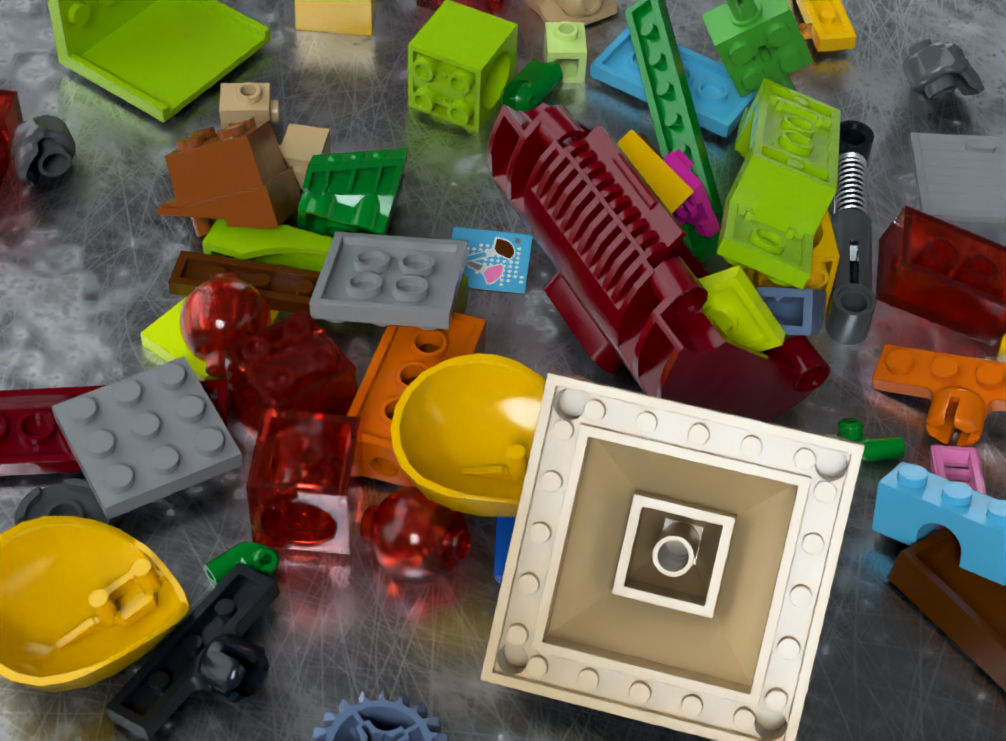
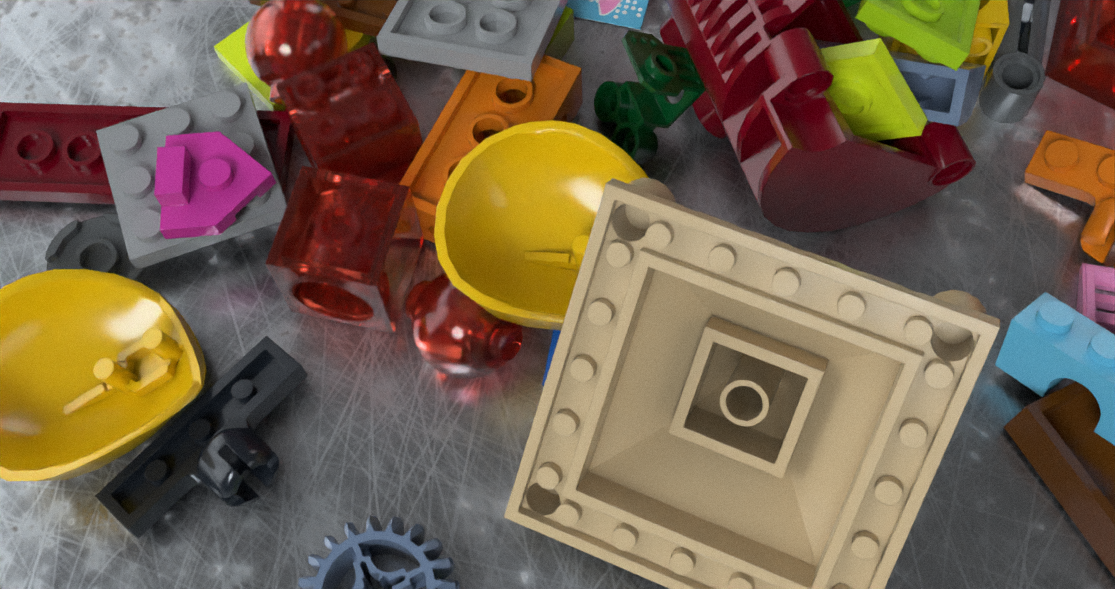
camera: 15 degrees right, 15 degrees up
(171, 436) = (205, 183): none -> dark pink plate
(250, 554) = (280, 326): green arm -> none
(546, 349) = (645, 105): none -> dark green piece
(875, 448) = (1003, 259): green arm -> none

